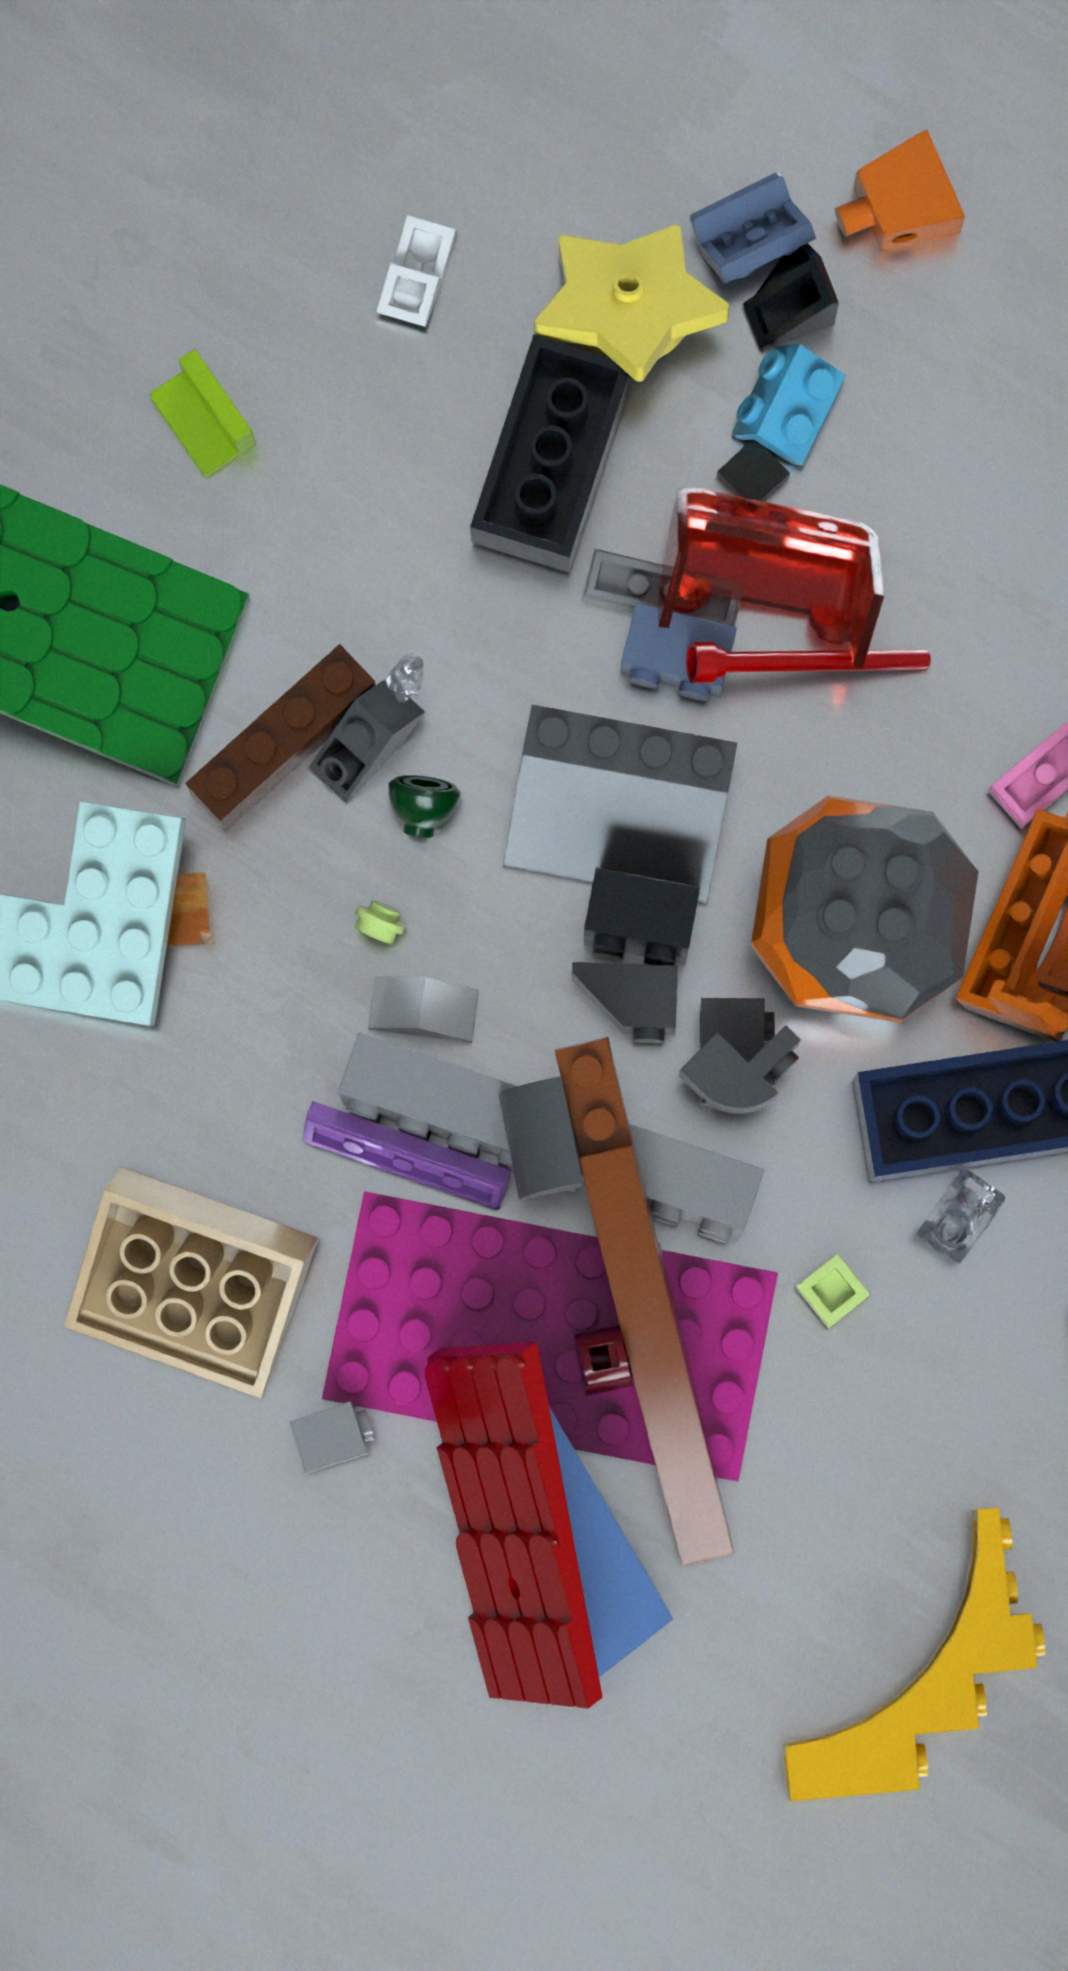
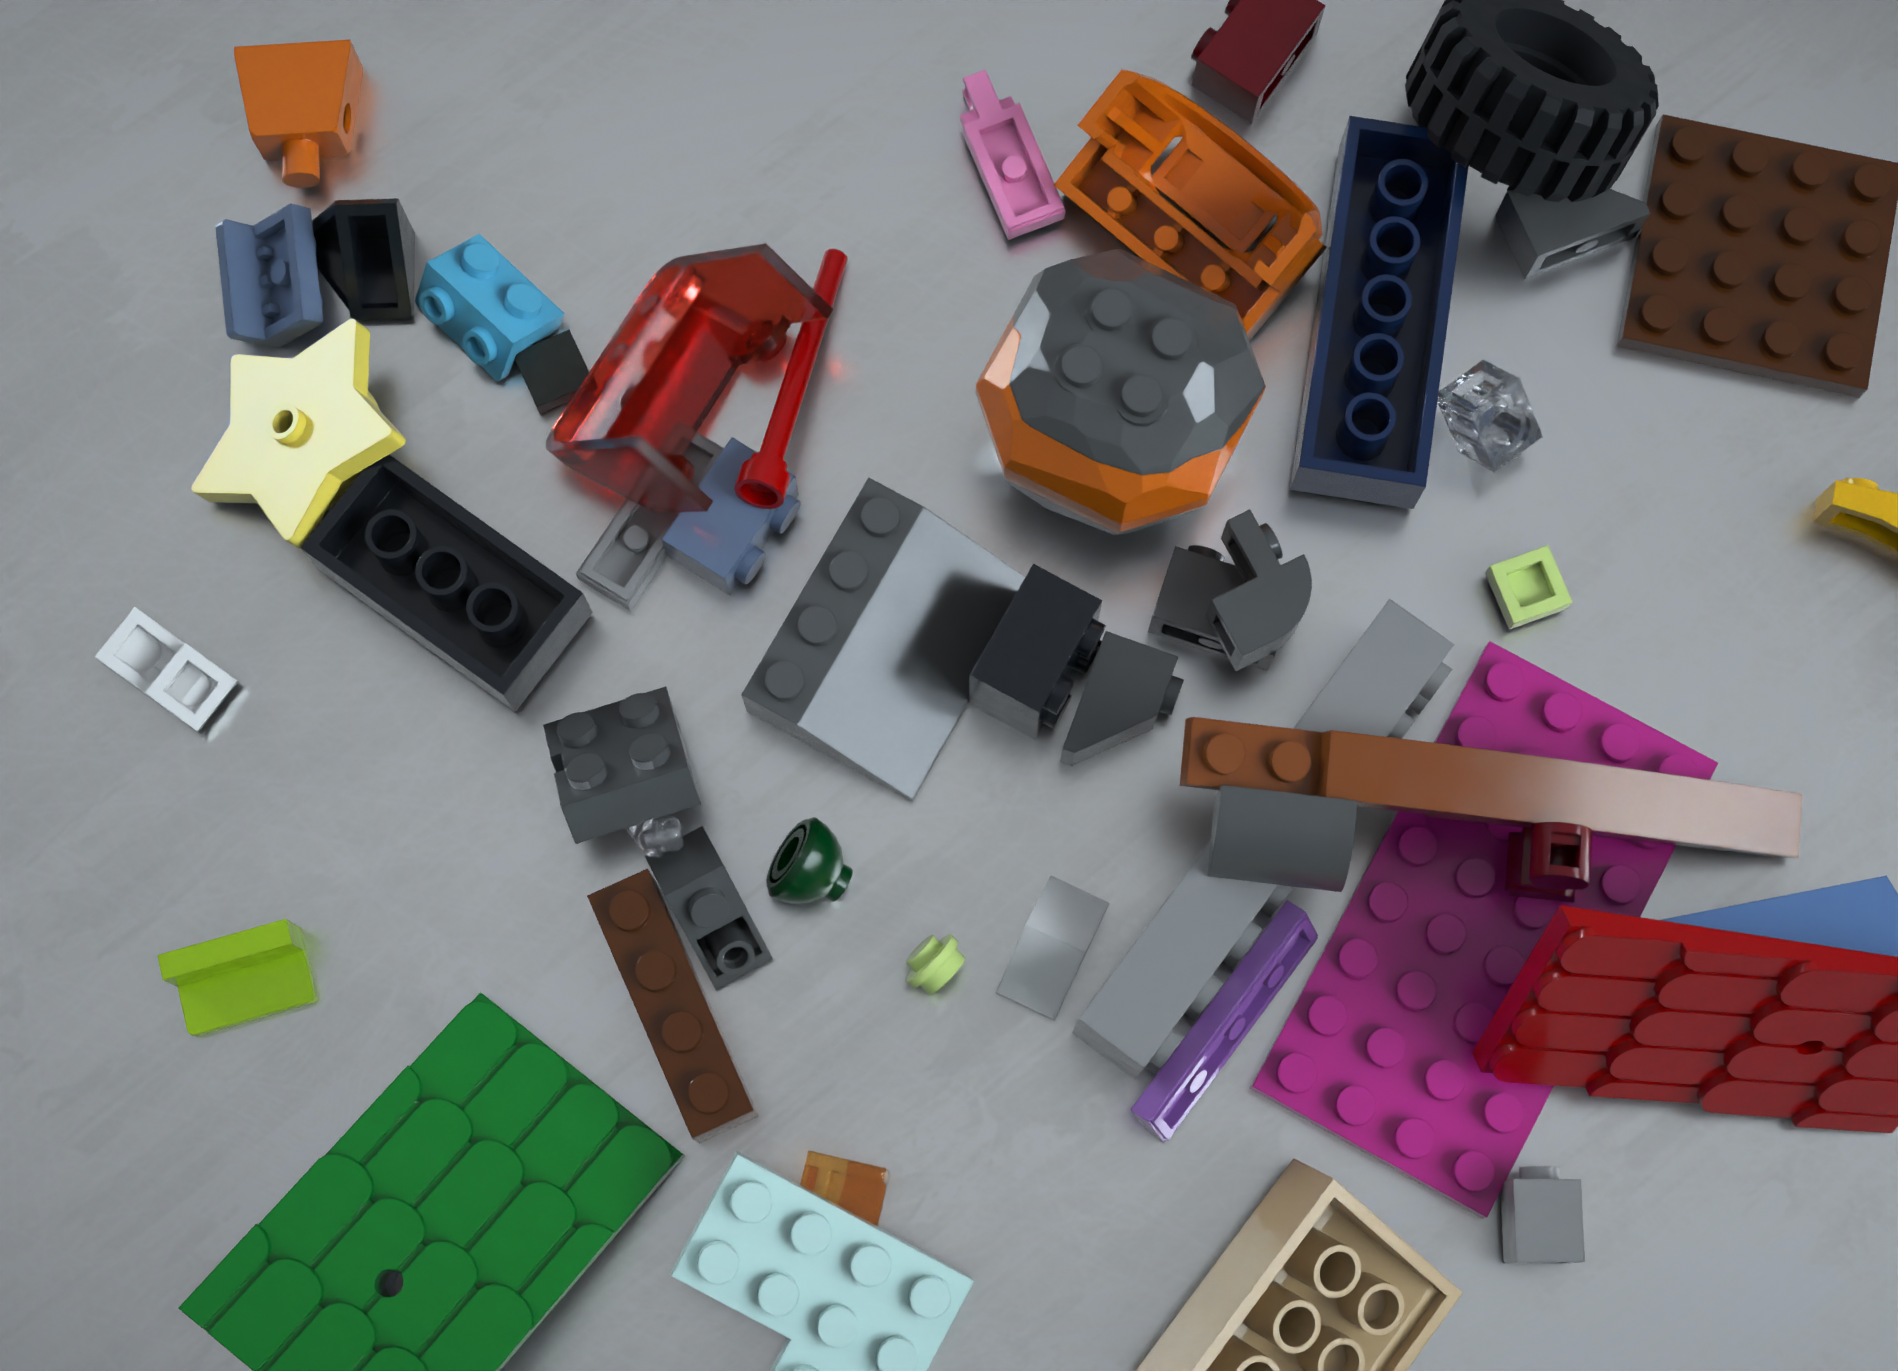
camera: 75 degrees left, 5 degrees down
(450, 634) = (620, 765): none -> dark grey piece

